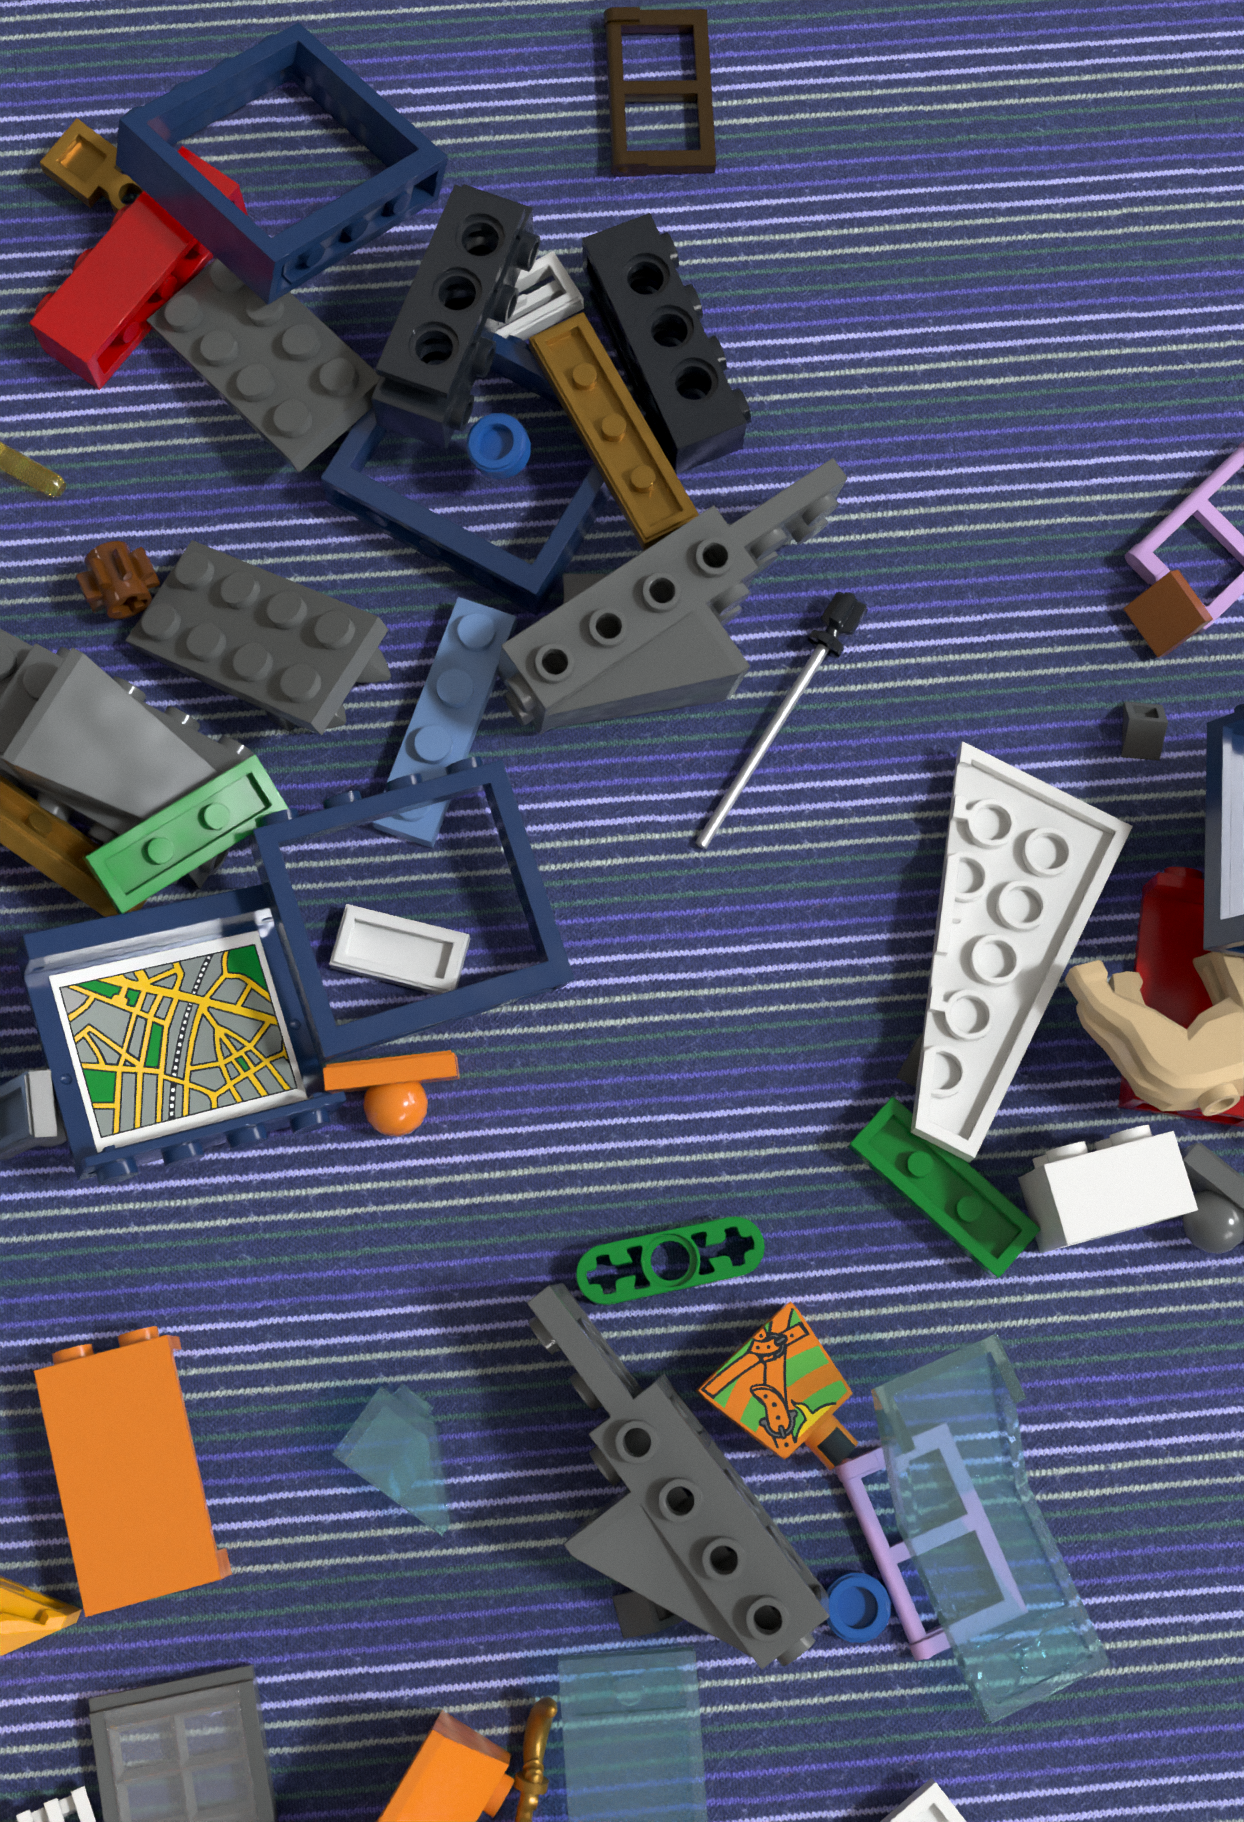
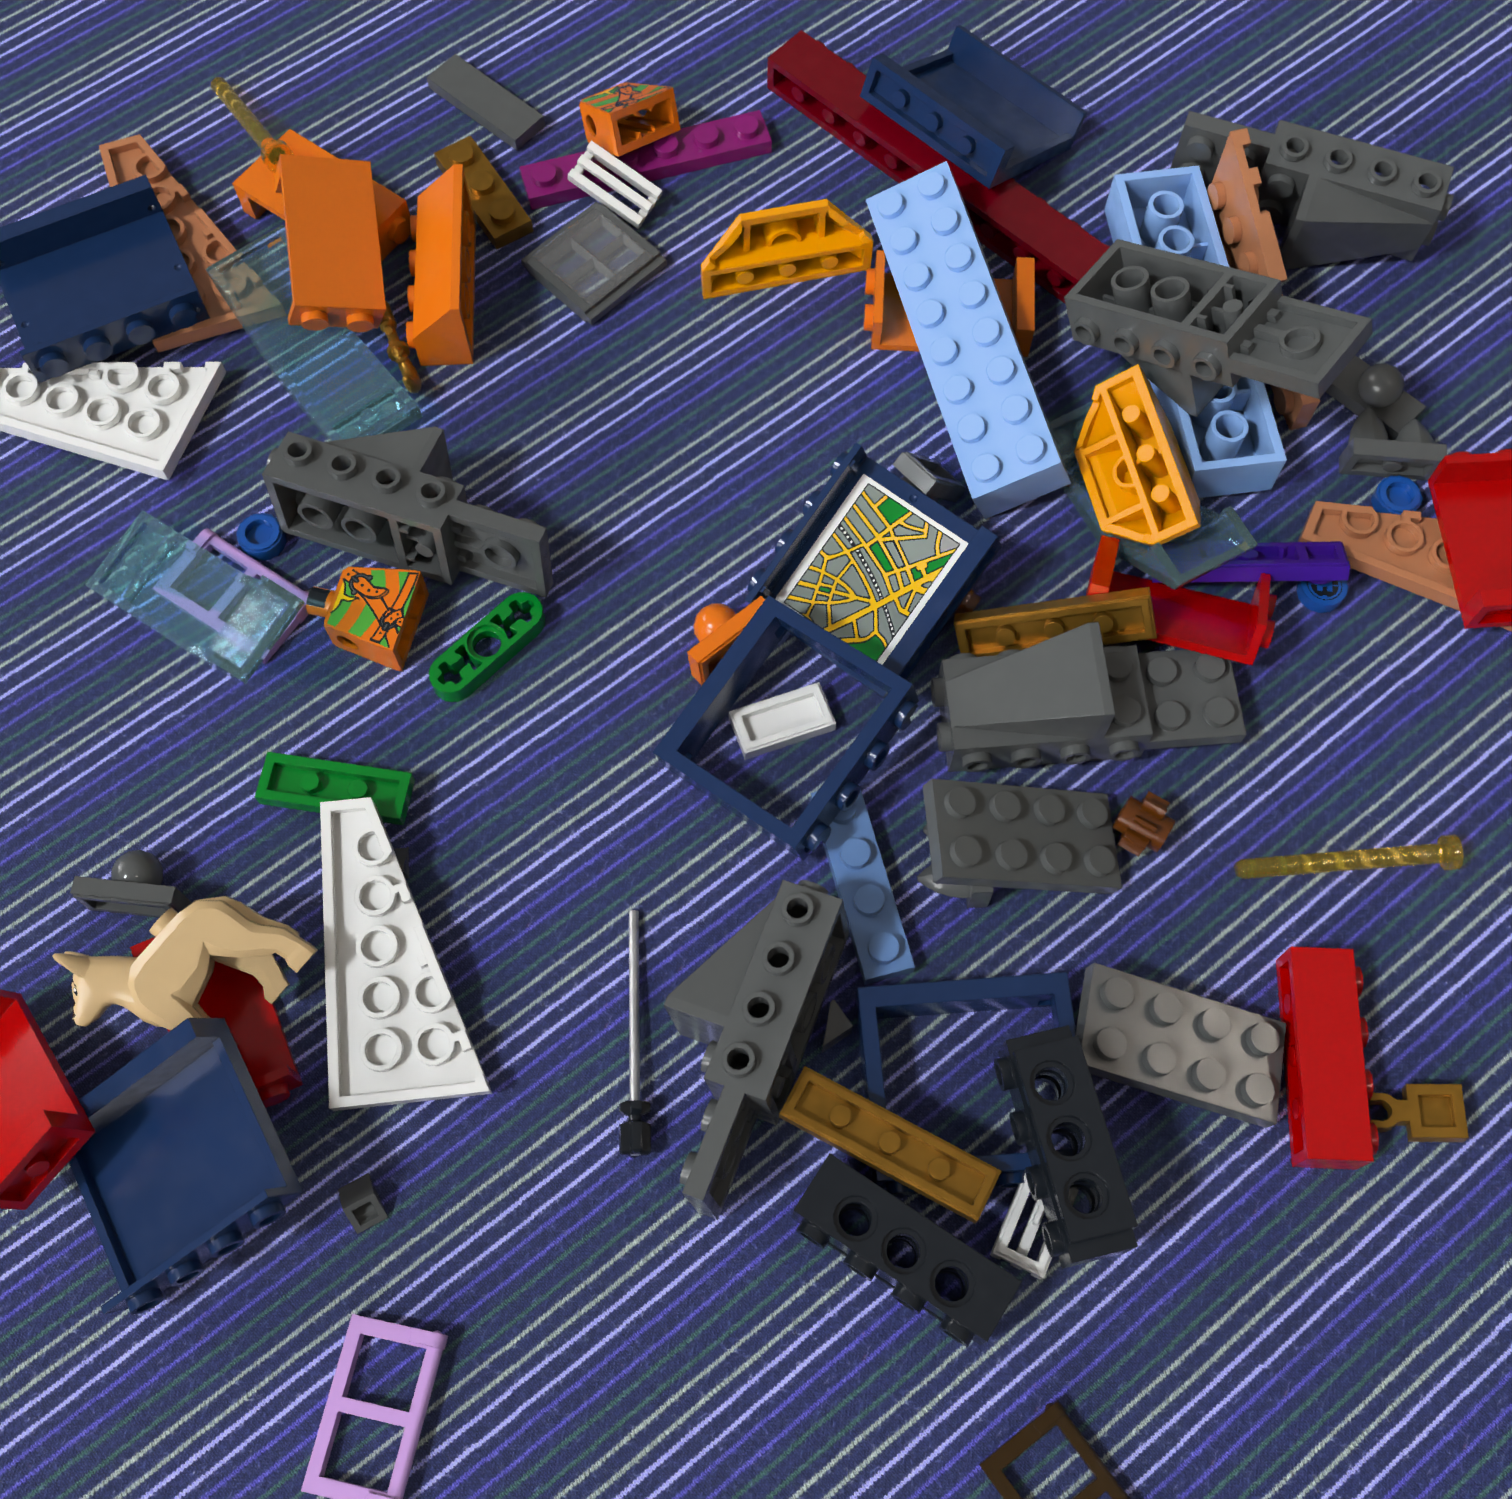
camera: 150 degrees right, 10 degrees down
(128, 1472) = (726, 357): orange panel -> none
(184, 834) = (955, 668): plate -> none
(324, 237) = (1202, 1188): dark blue window -> none
(401, 1454) = (576, 451): clear light blue slope -> none
(498, 446) = (961, 1074): blue tile -> none
(1104, 1192) = (219, 832): white brick -> none
(1168, 613) = (386, 1301): dark orange tile -> none

